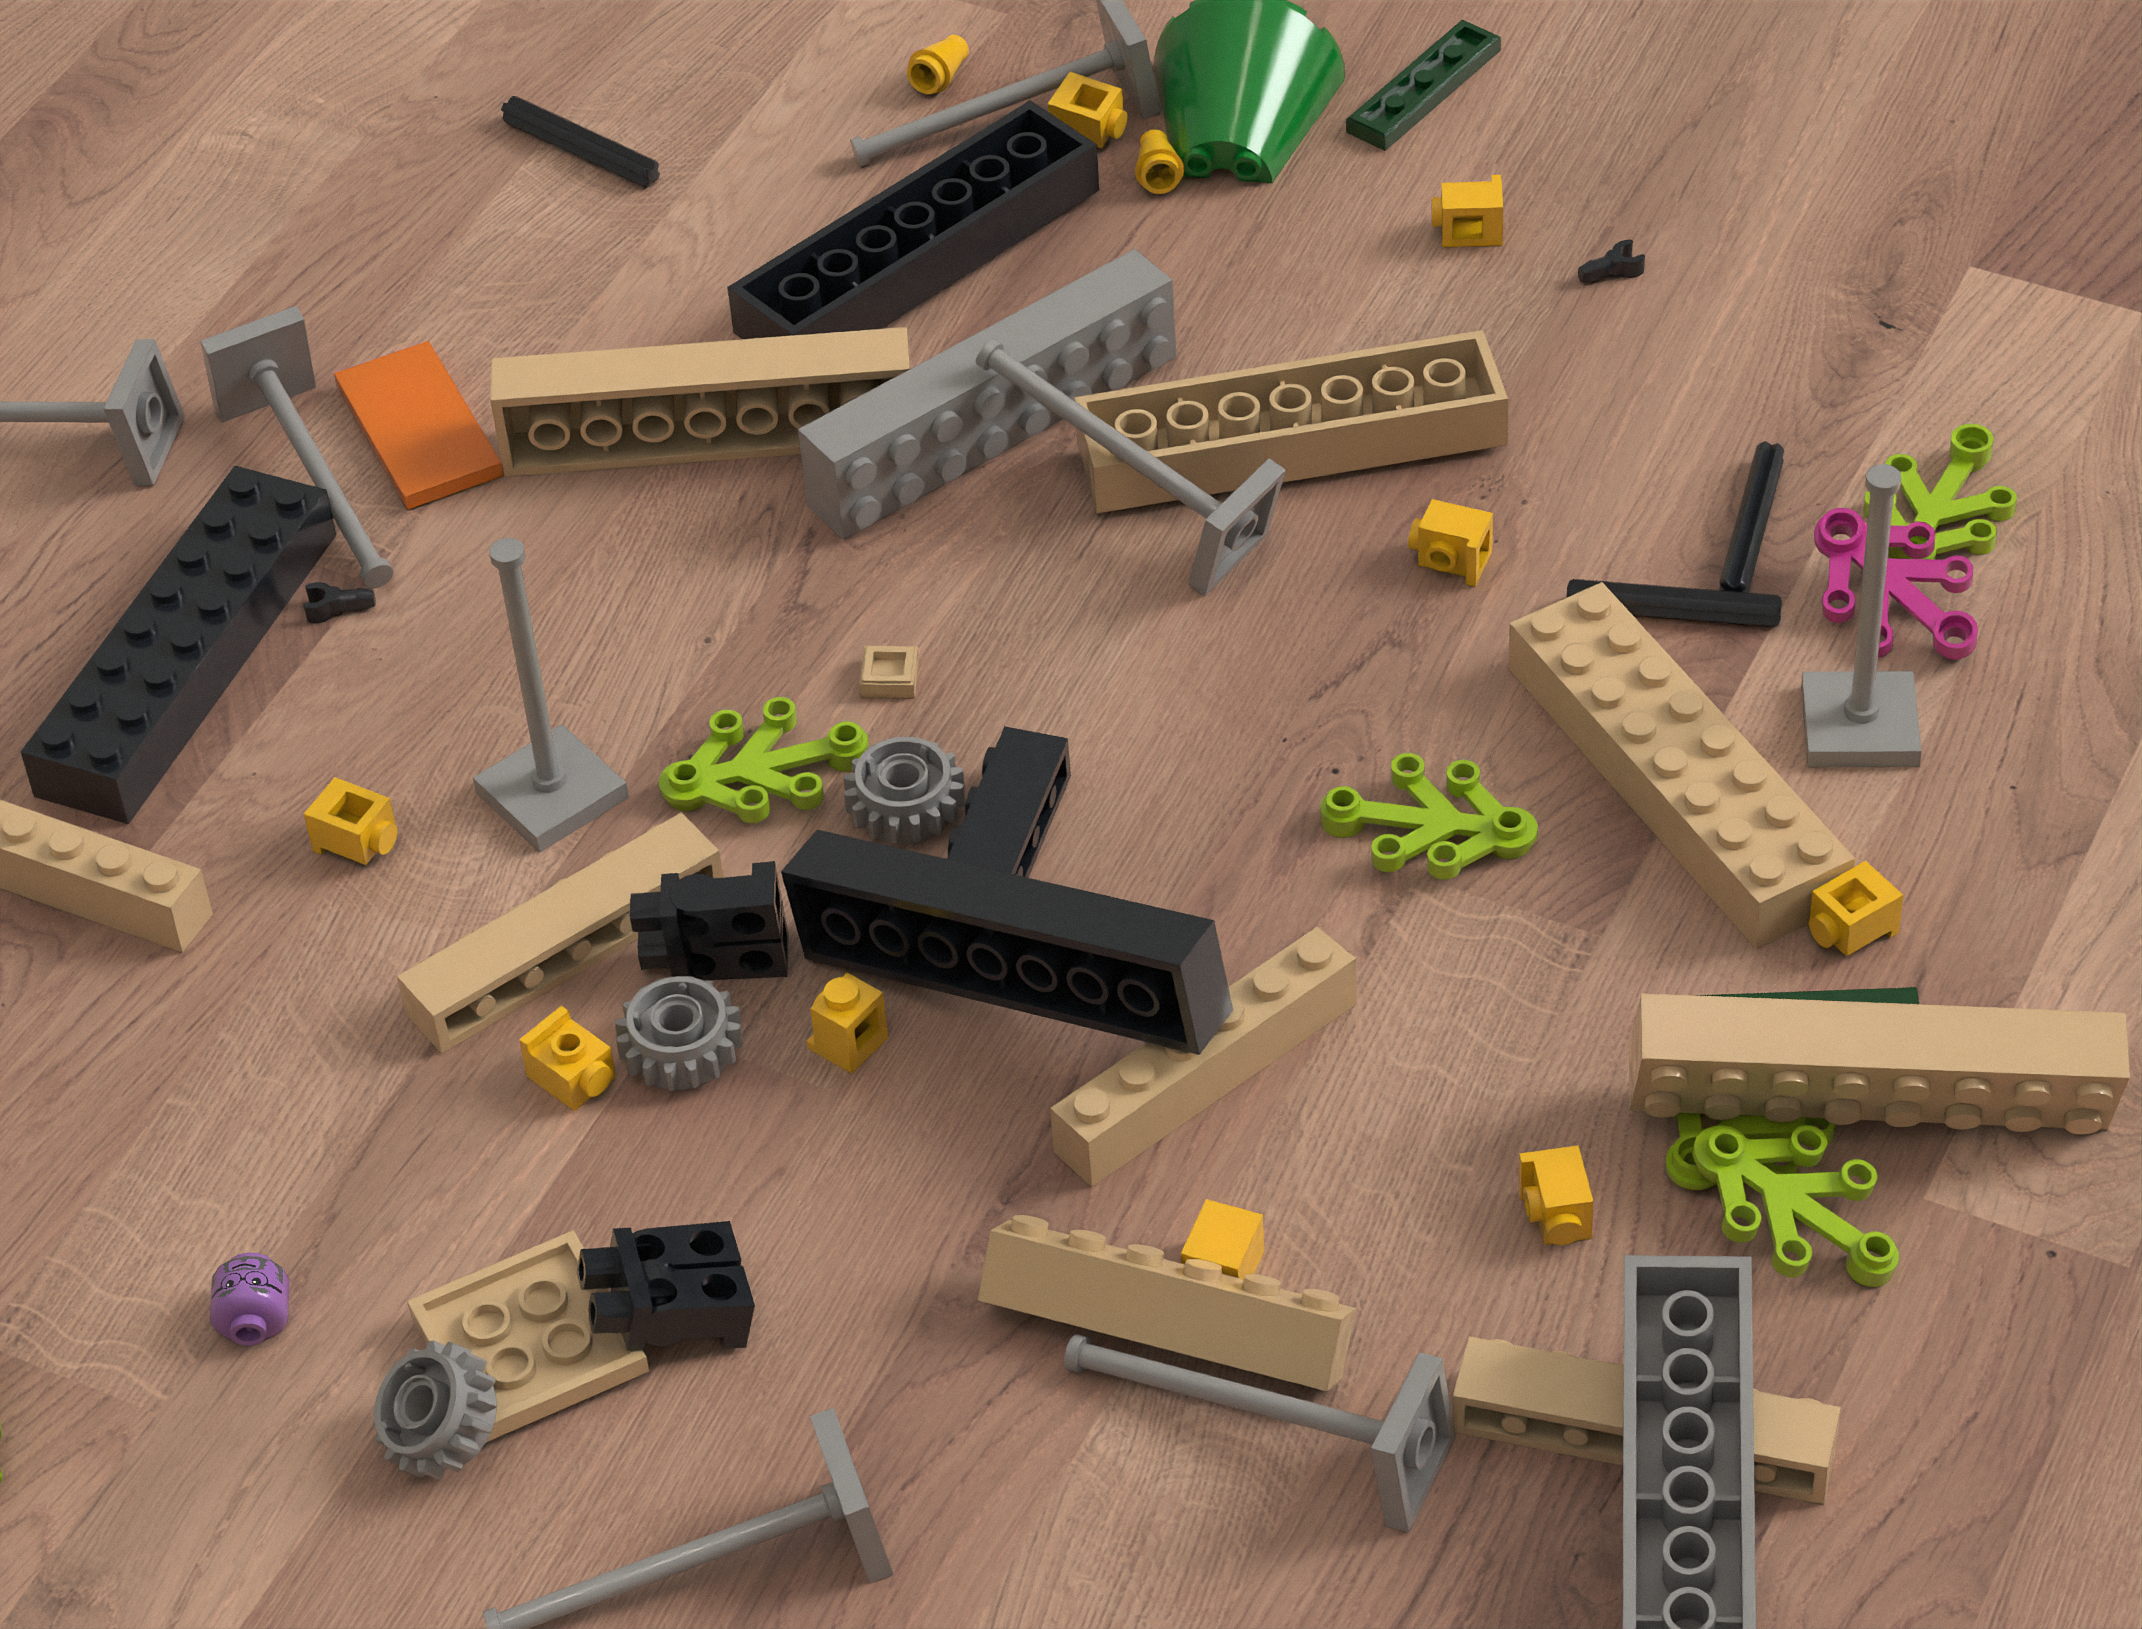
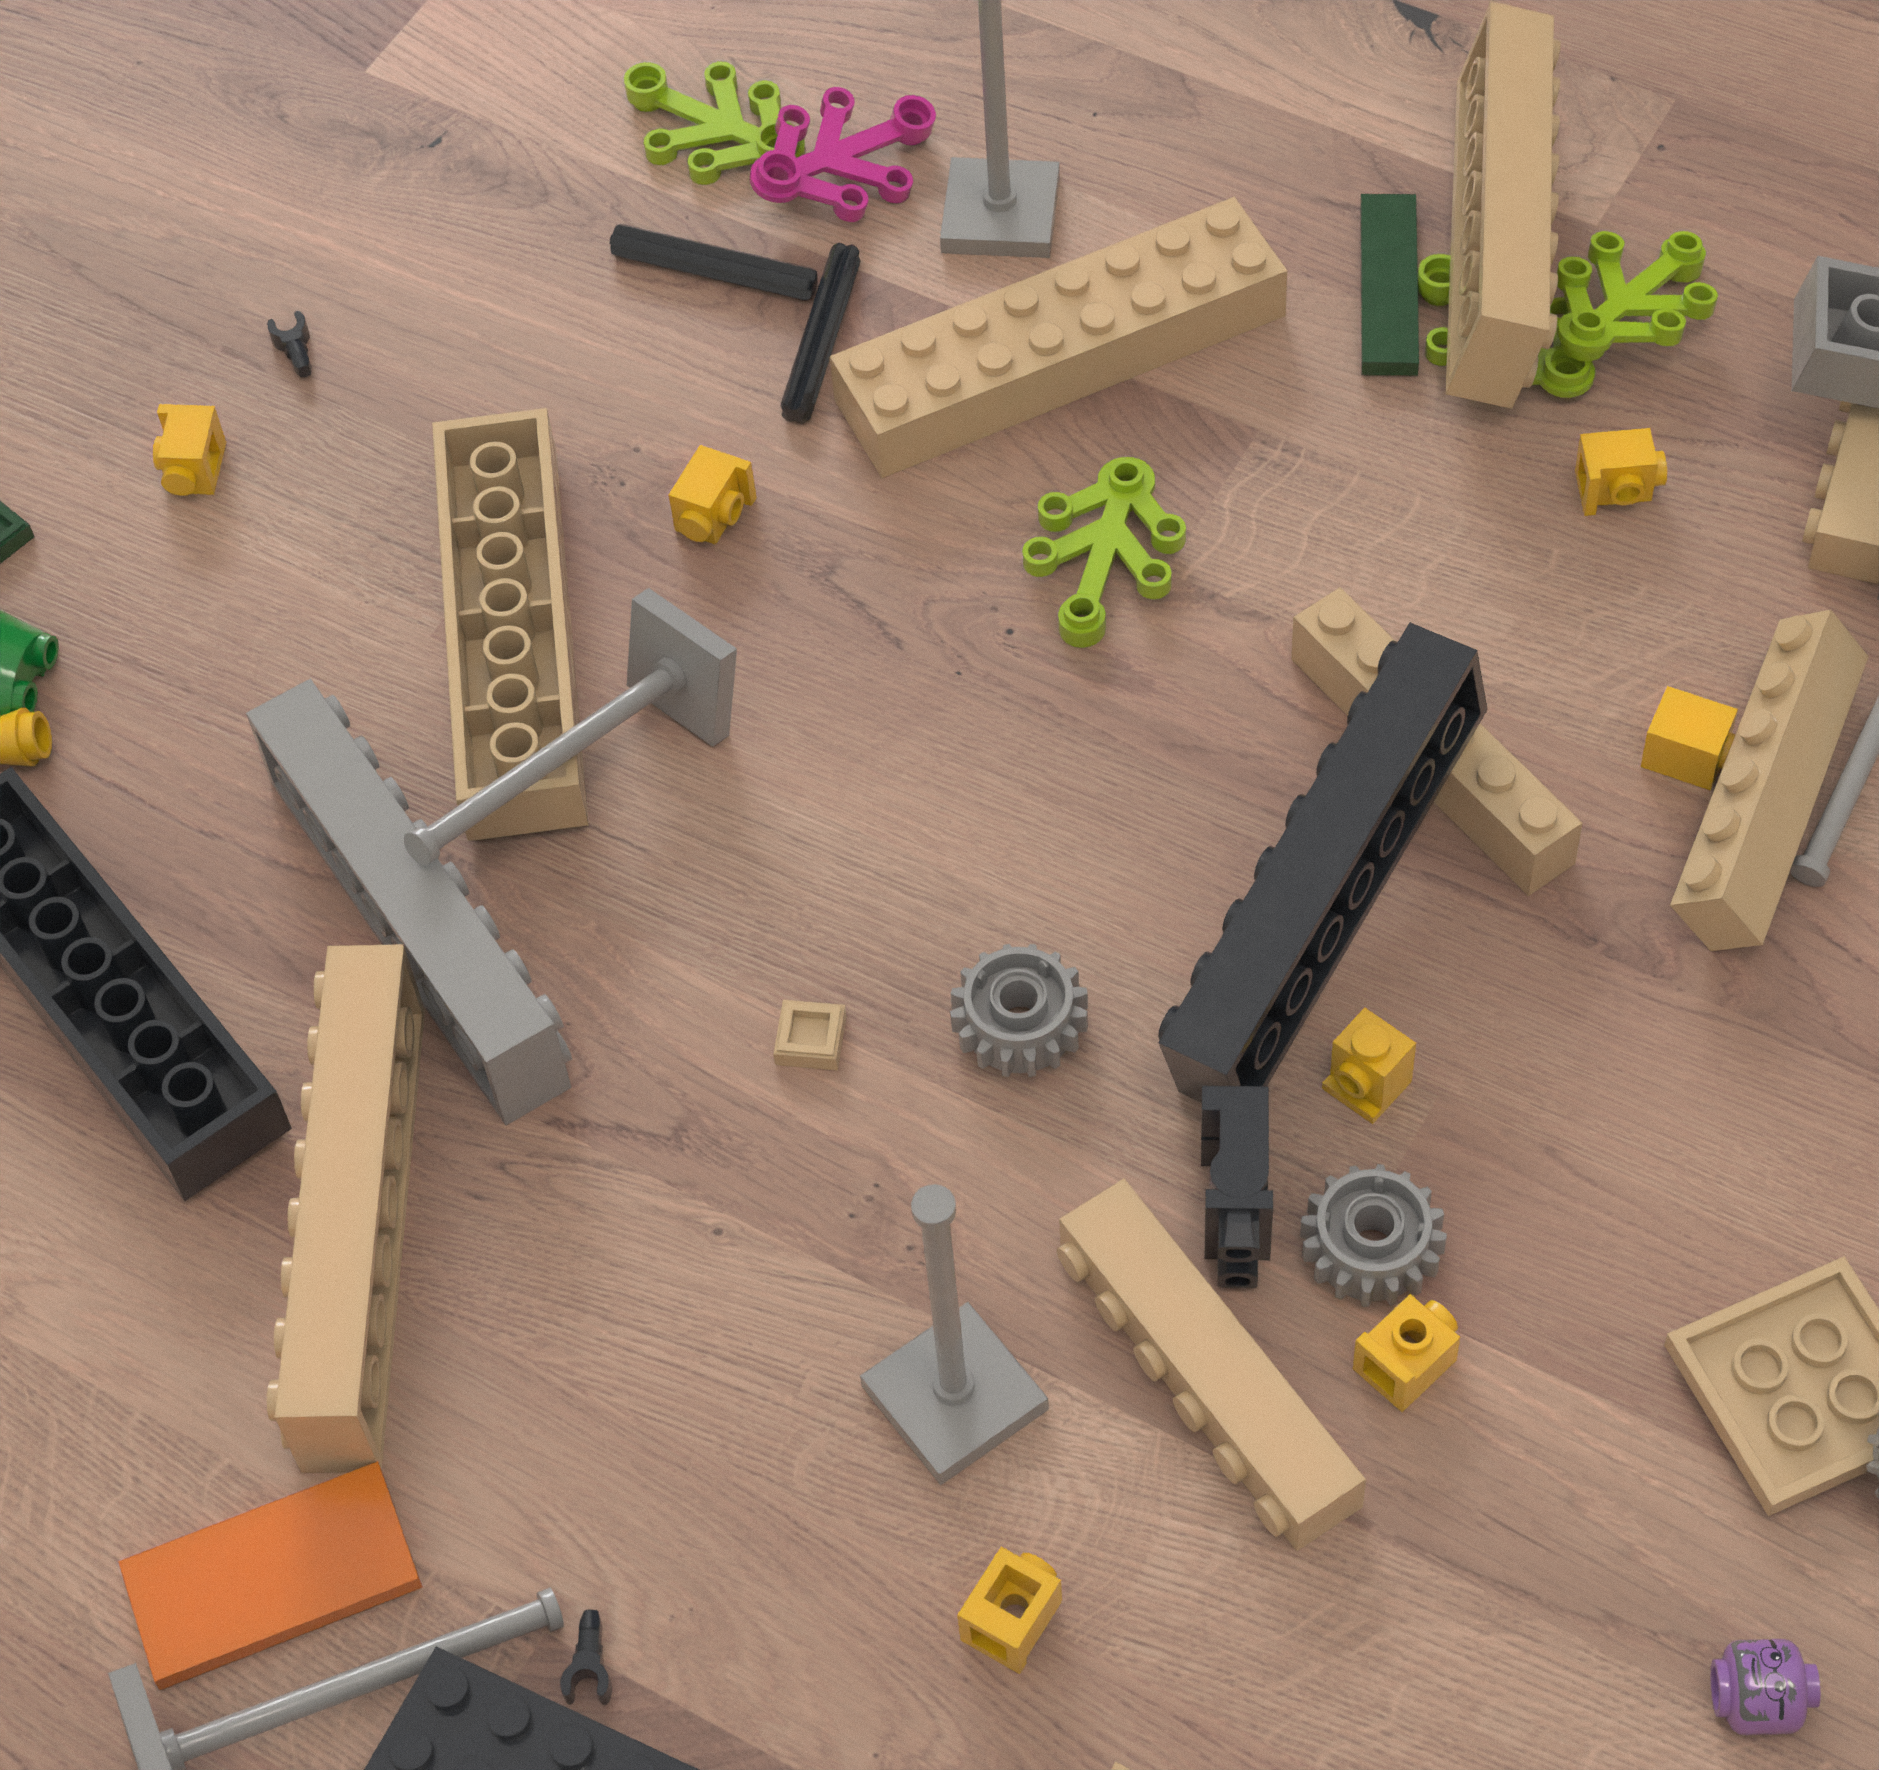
camera: 85 degrees left, 10 degrees up
(669, 1286) = (1762, 1226): black hips -> none
(700, 780) = (951, 1165): lime plant -> none
(1013, 802) = (1089, 913): black brick -> none
(1855, 909) = (1282, 221): yellow brick -> none

